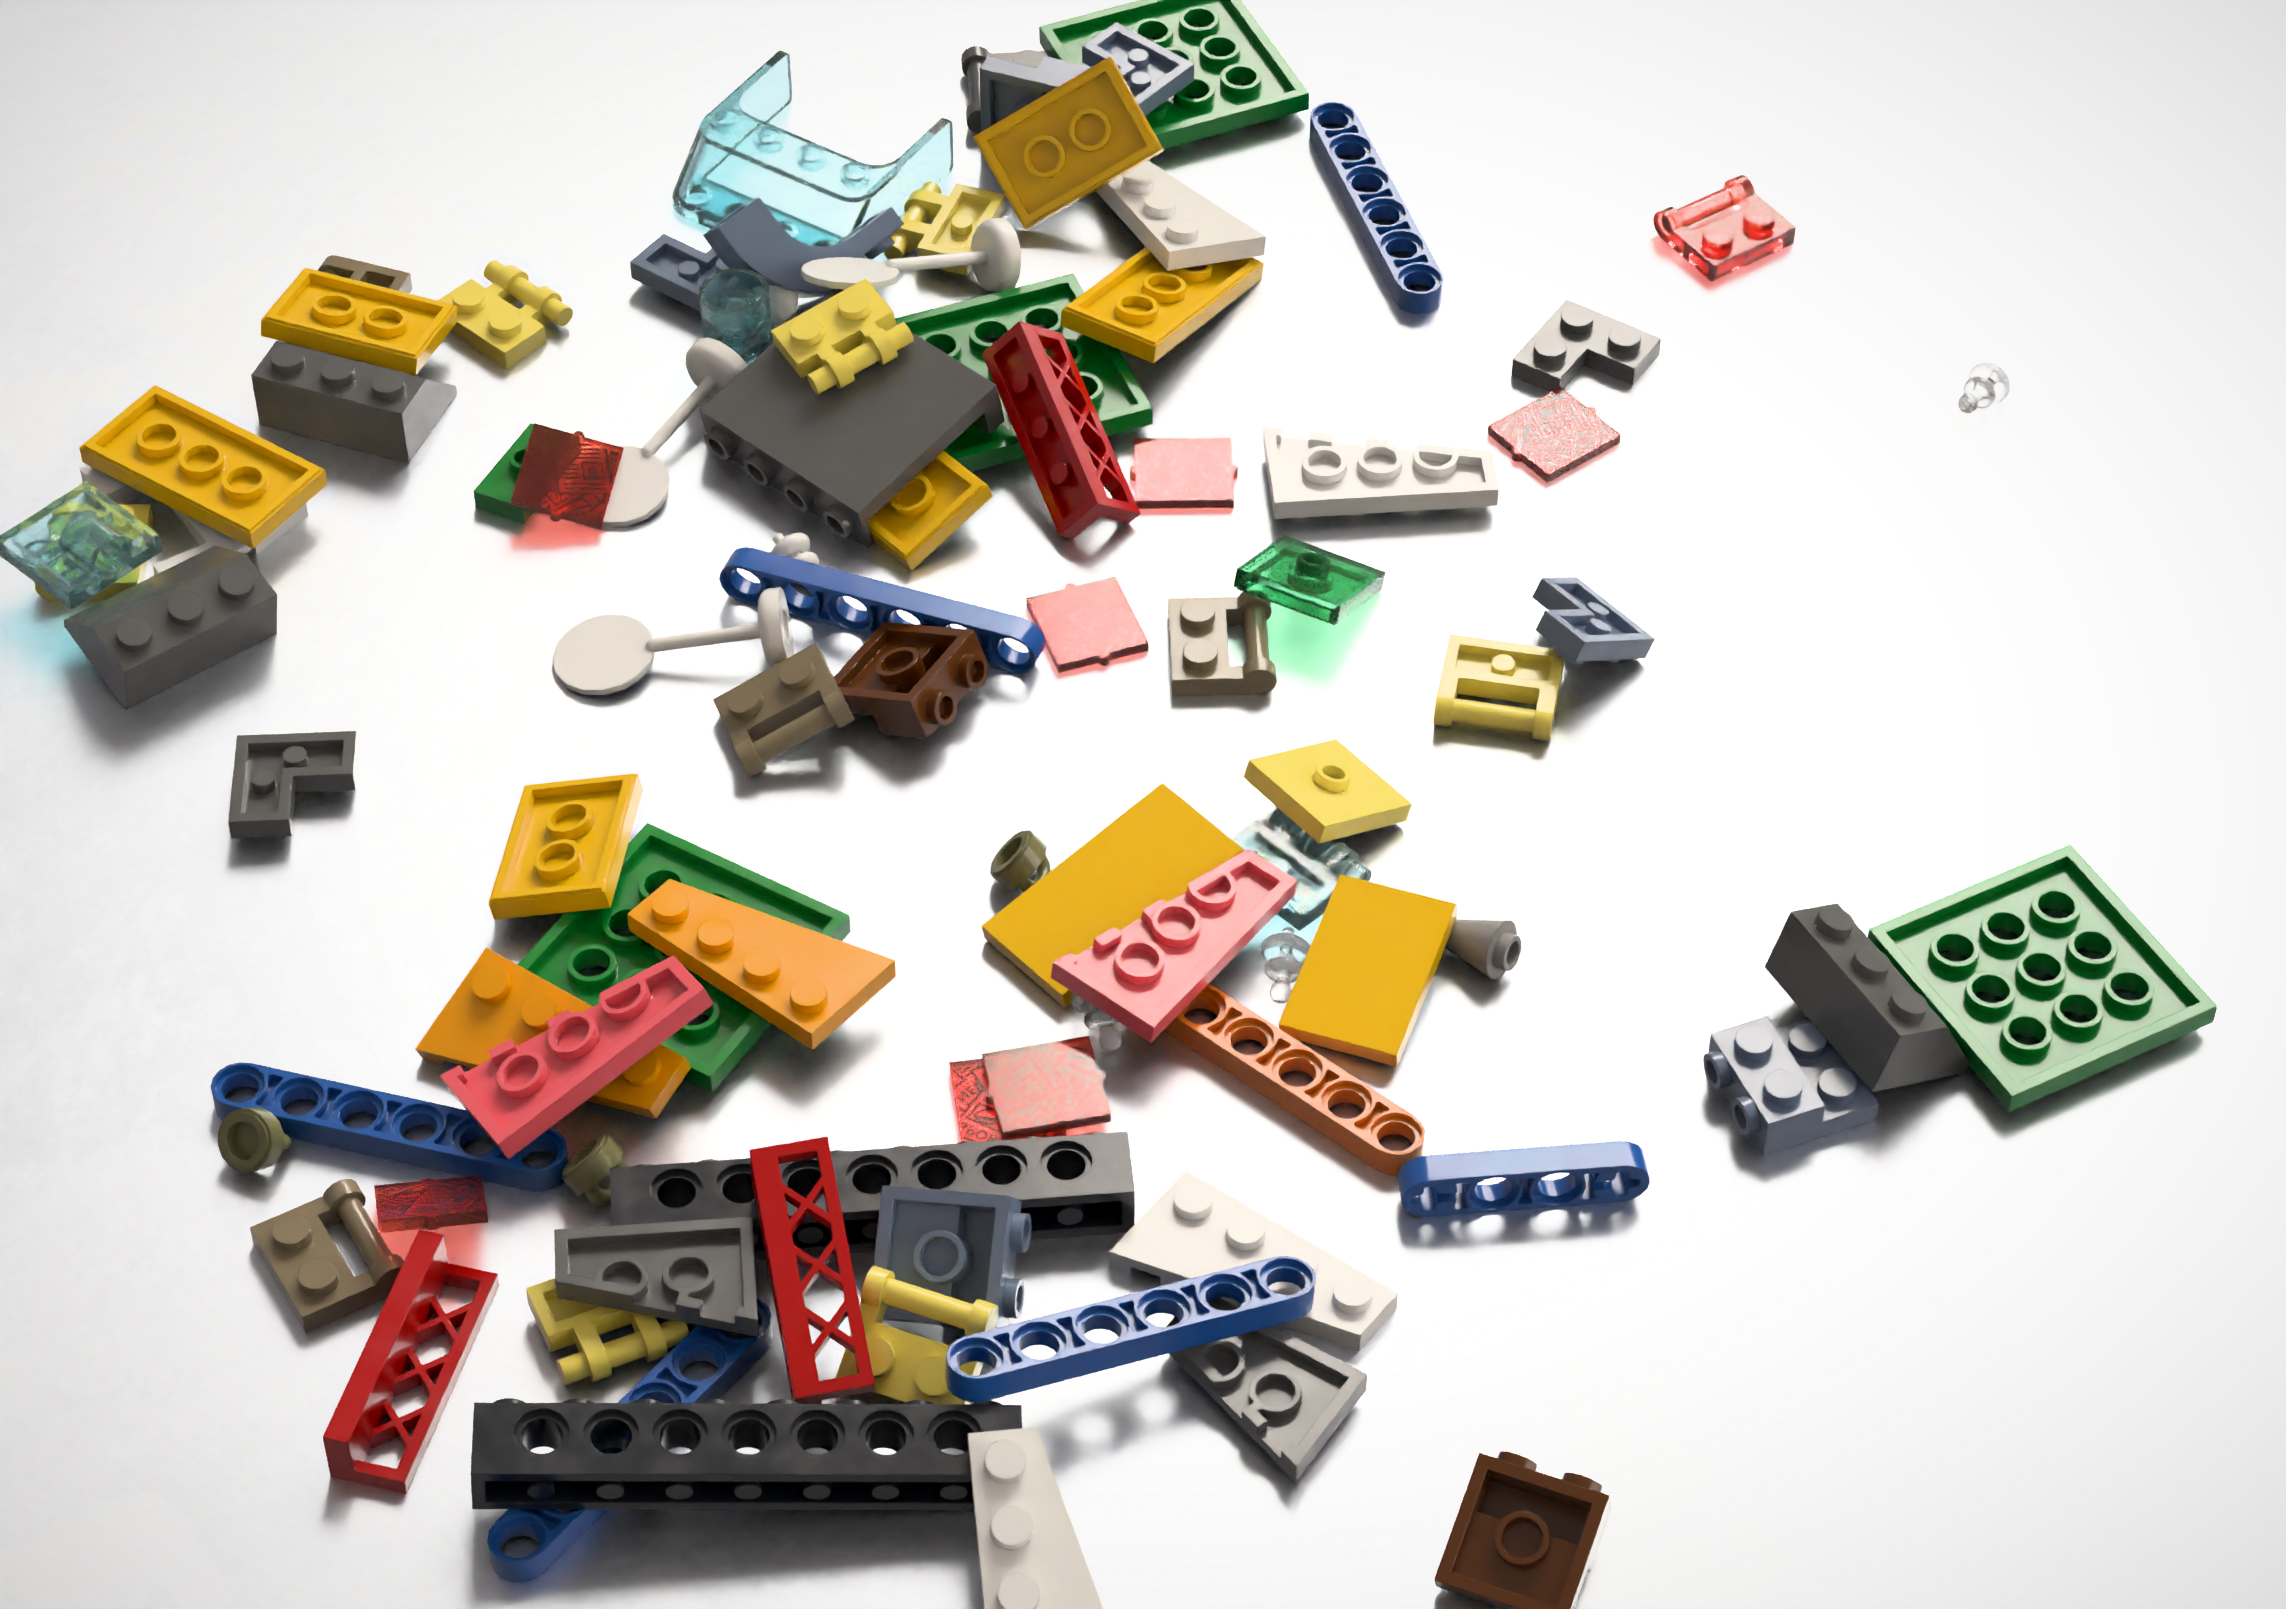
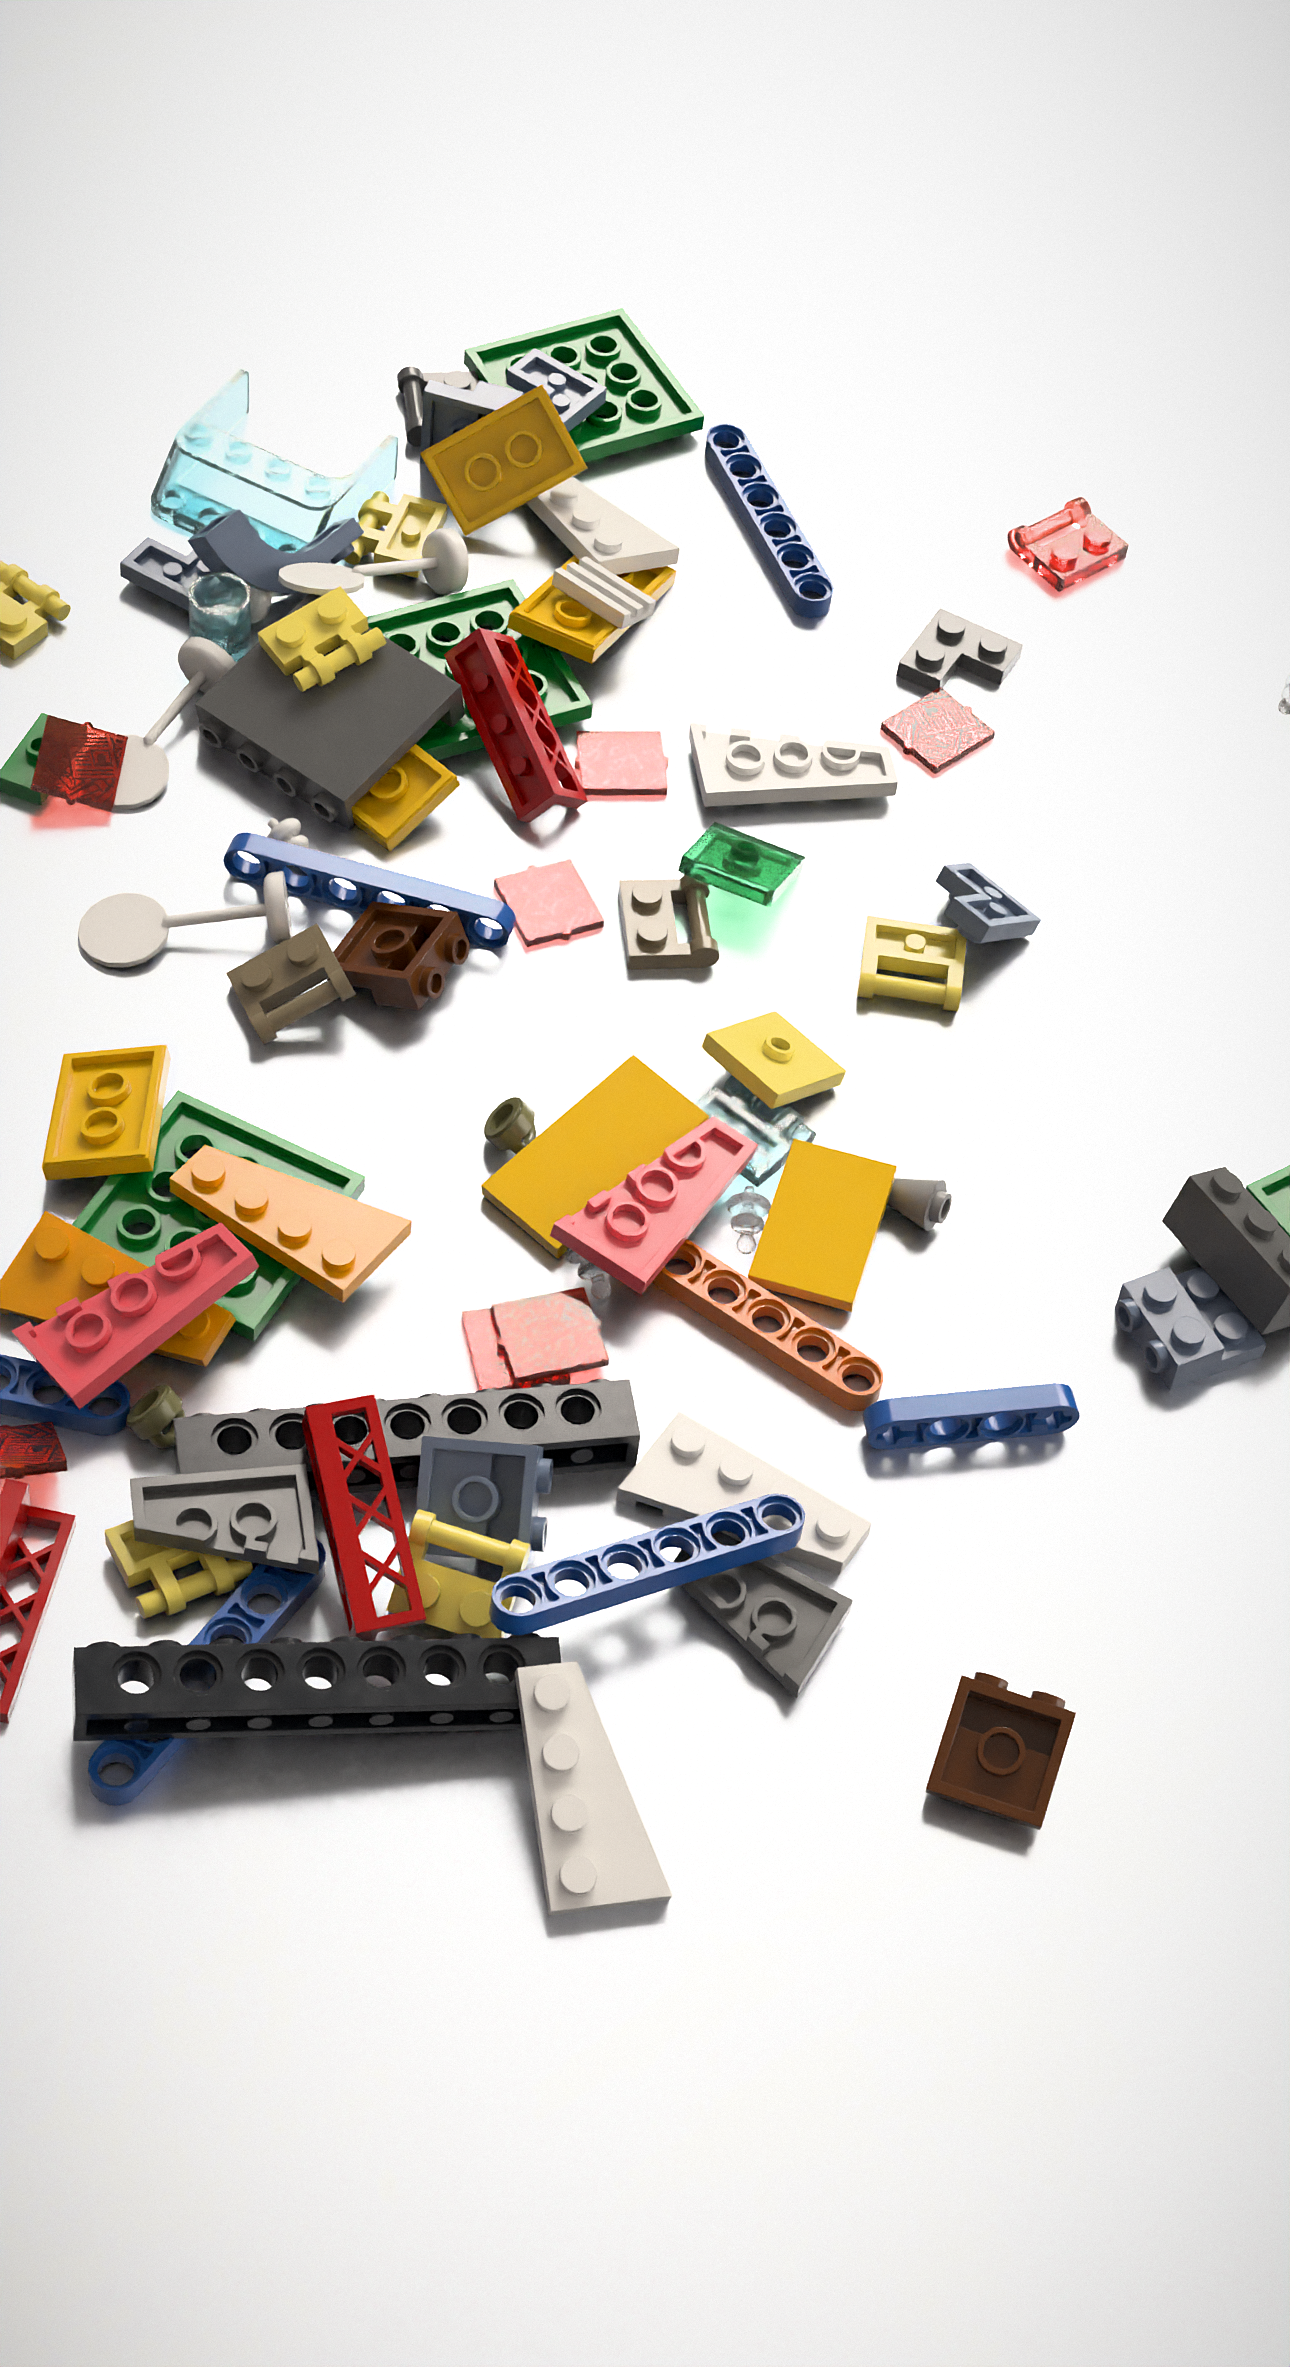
camera: 10 degrees left, 5 degrees up
(1172, 285) = (604, 593): none -> white tile

